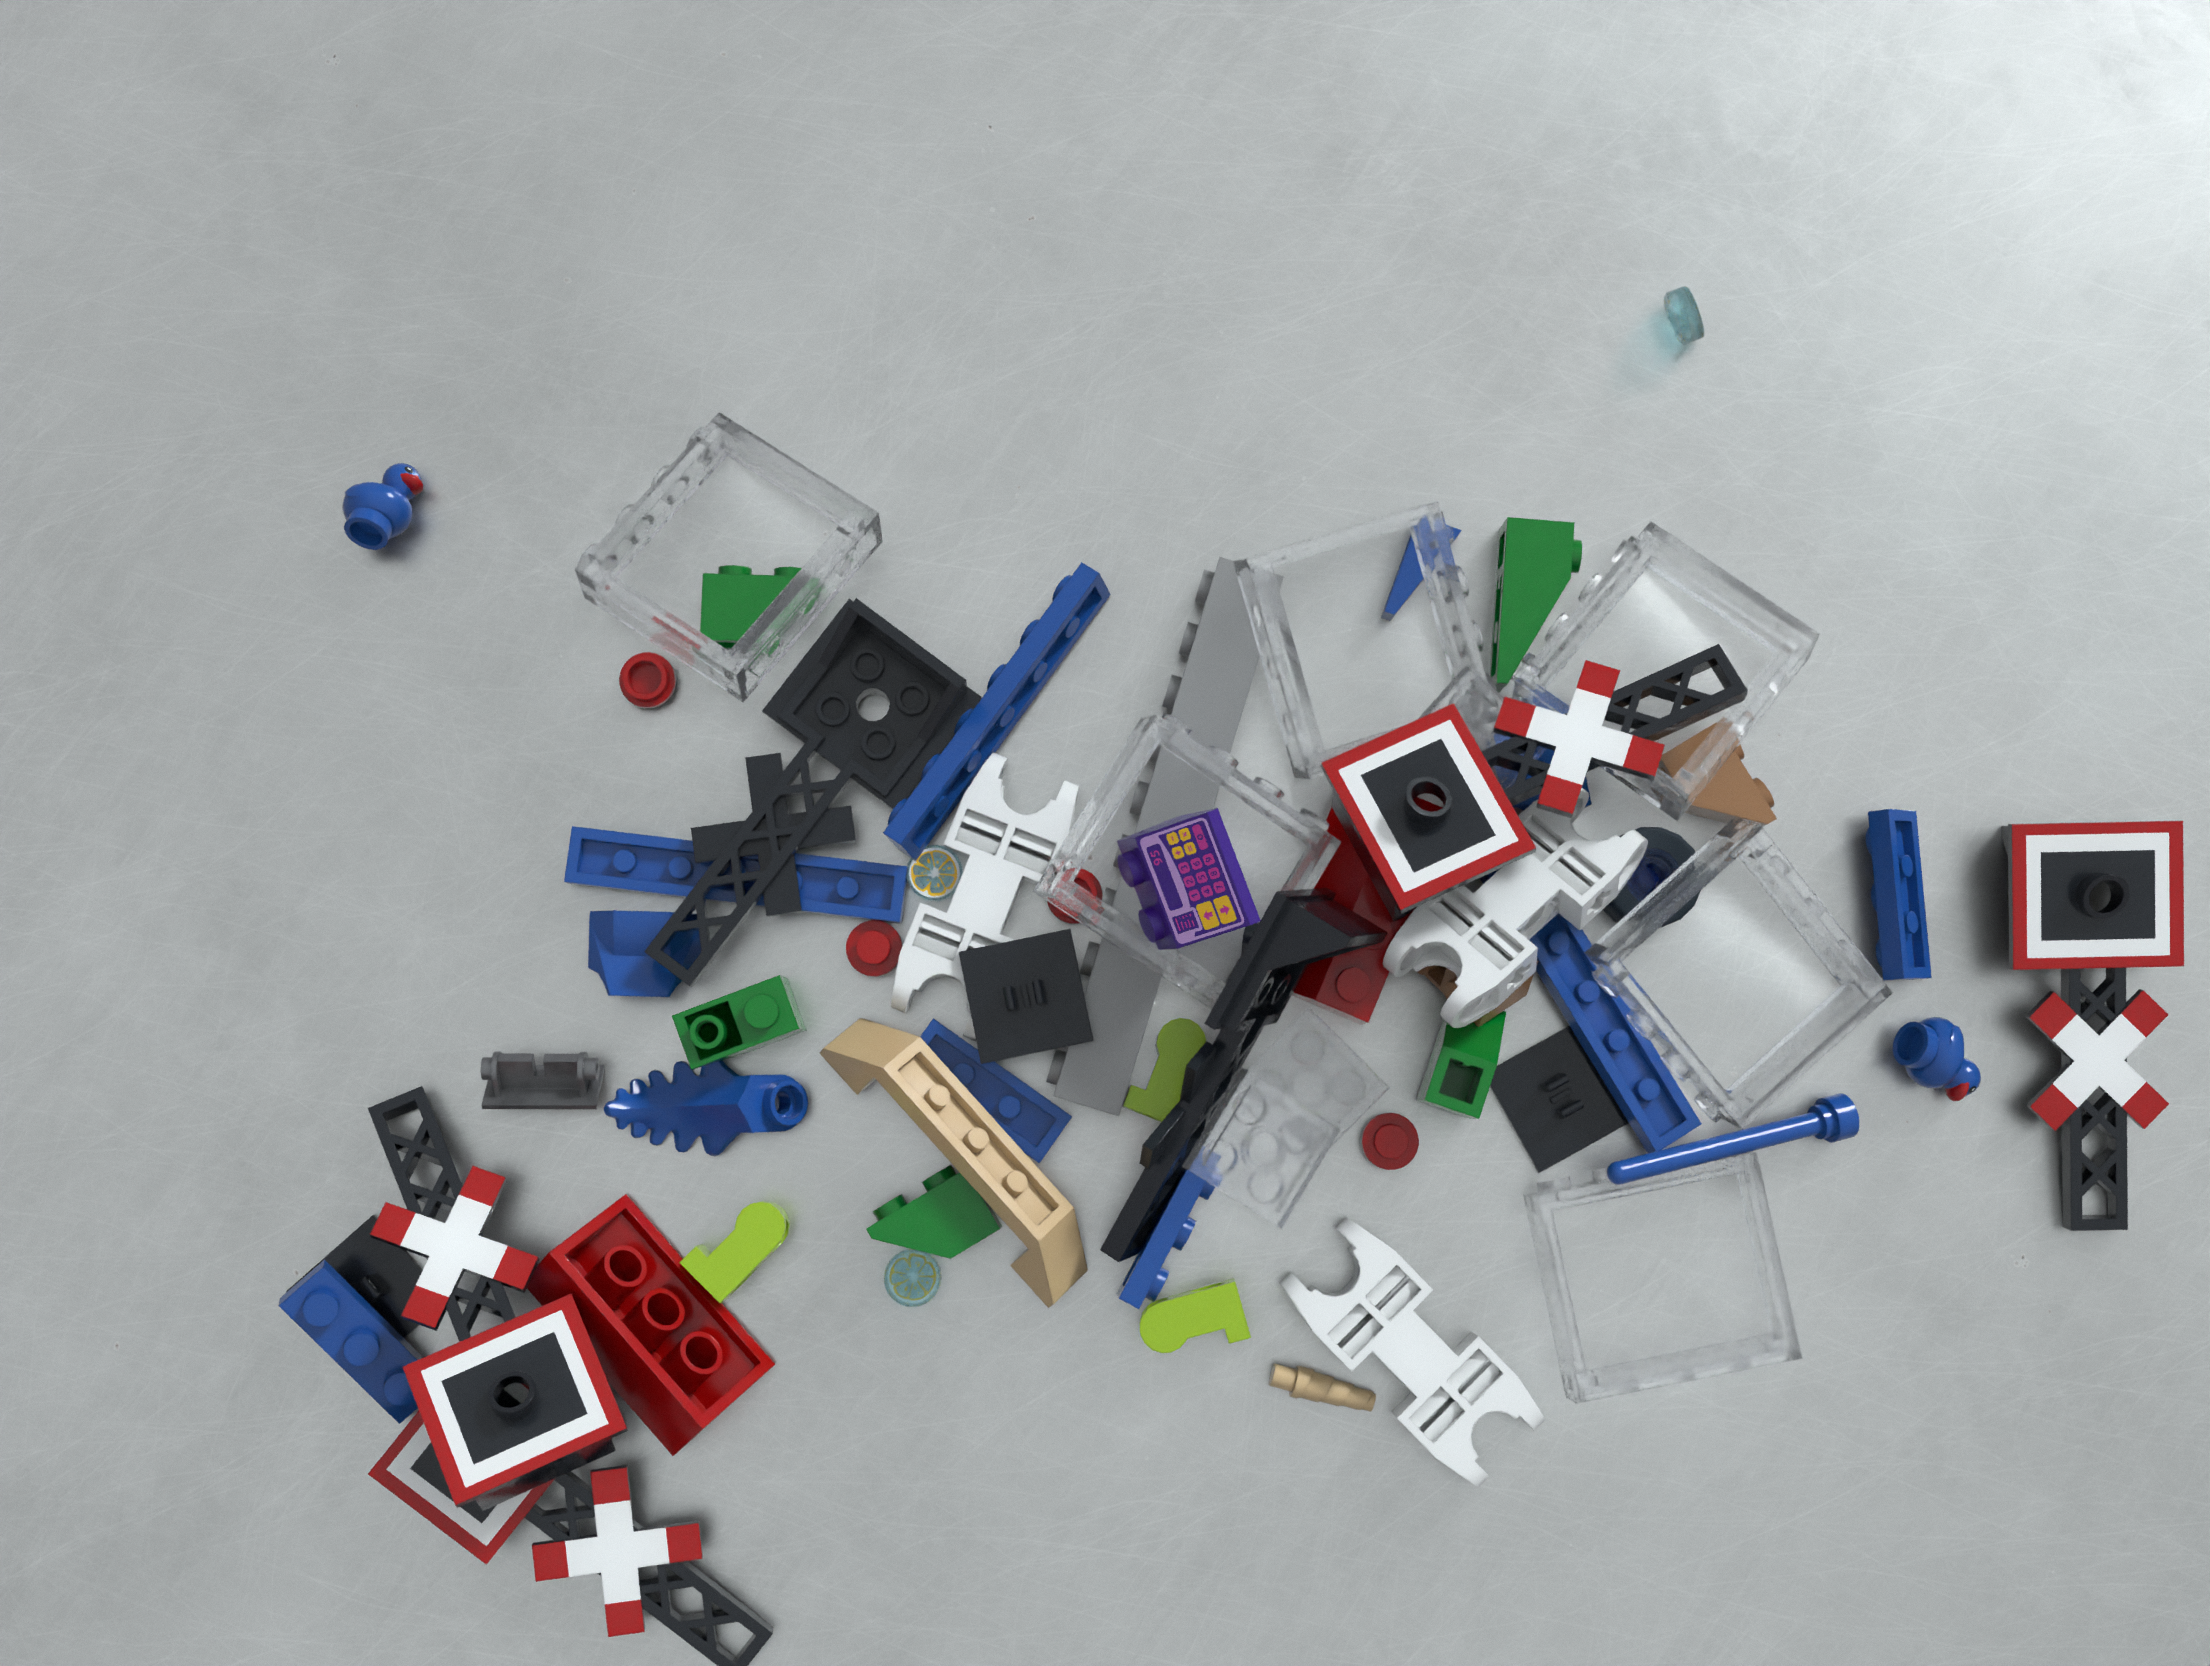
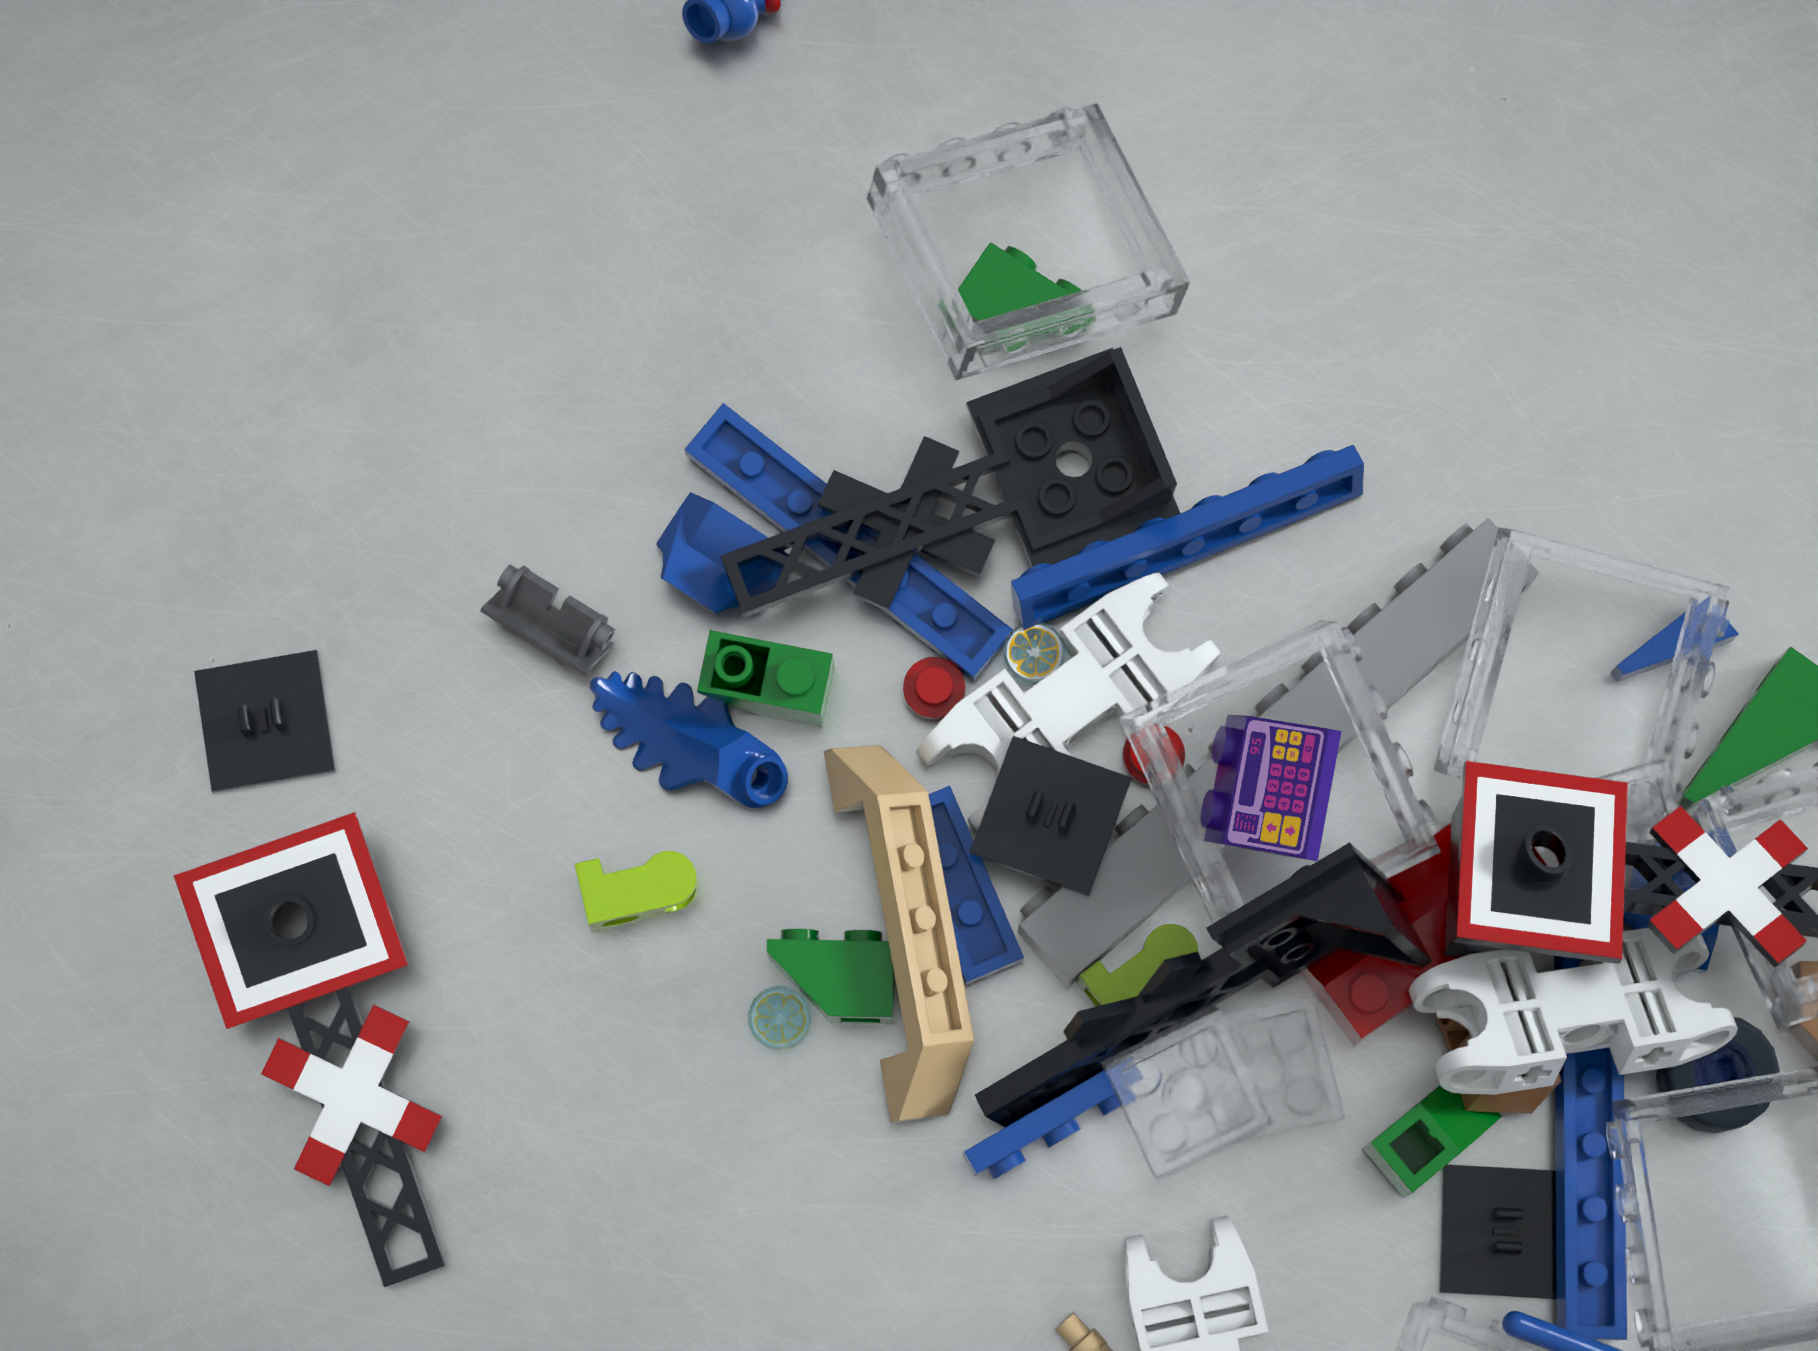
camera: 35 degrees right, 5 degrees down
(354, 1337) = (237, 755): blue plate -> none
(570, 1408) = (301, 910): piece -> none
(647, 680) = (875, 311): red plate -> none
(651, 1323) = (508, 905): red slope -> none
(1174, 1319) = (1005, 1209): lime leg -> none
(1390, 1141) = (1313, 1170): red plate -> none

